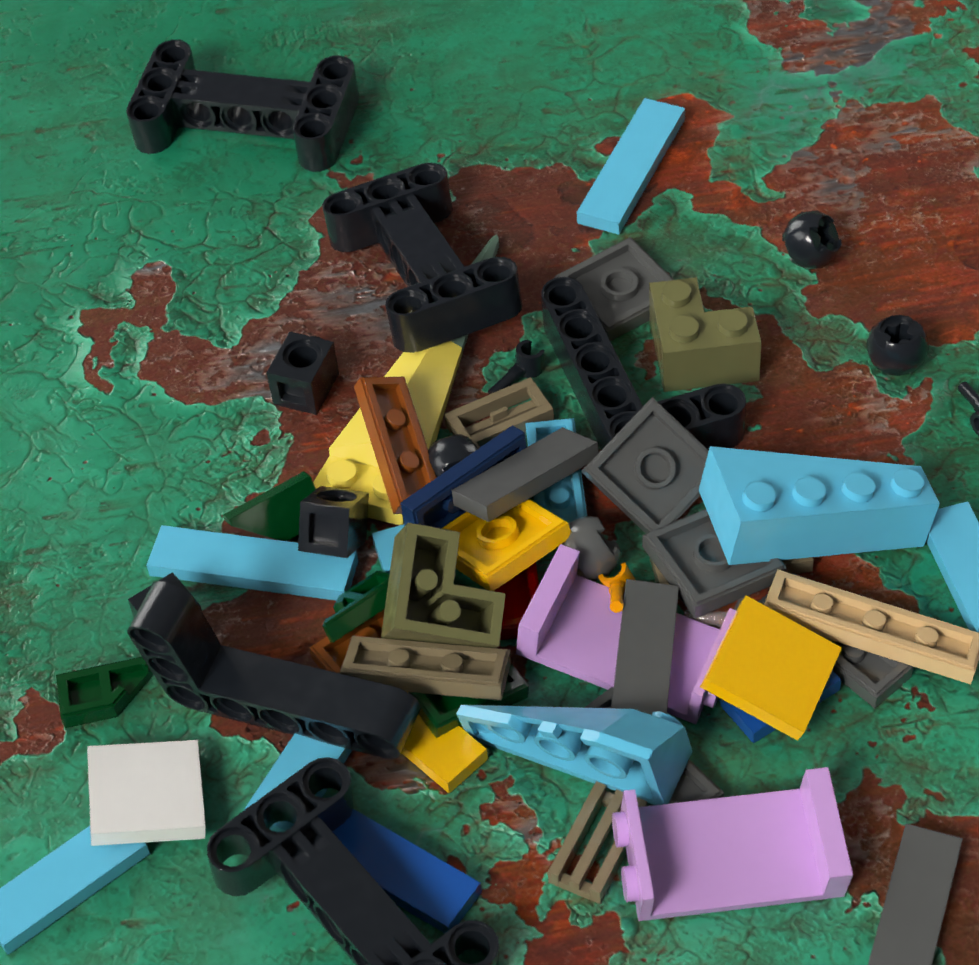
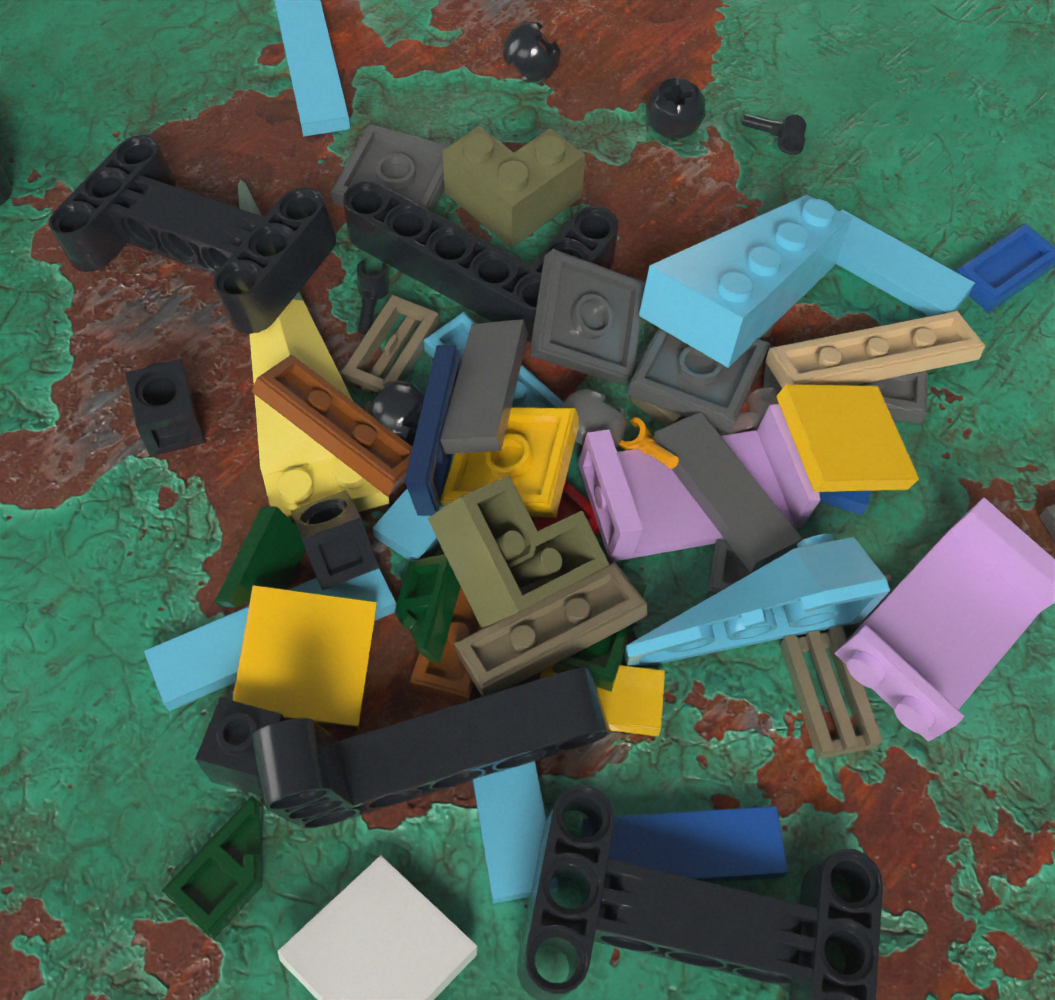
camera: 45 degrees left, 10 degrees up
(255, 587) = (305, 655): none -> yellow tile

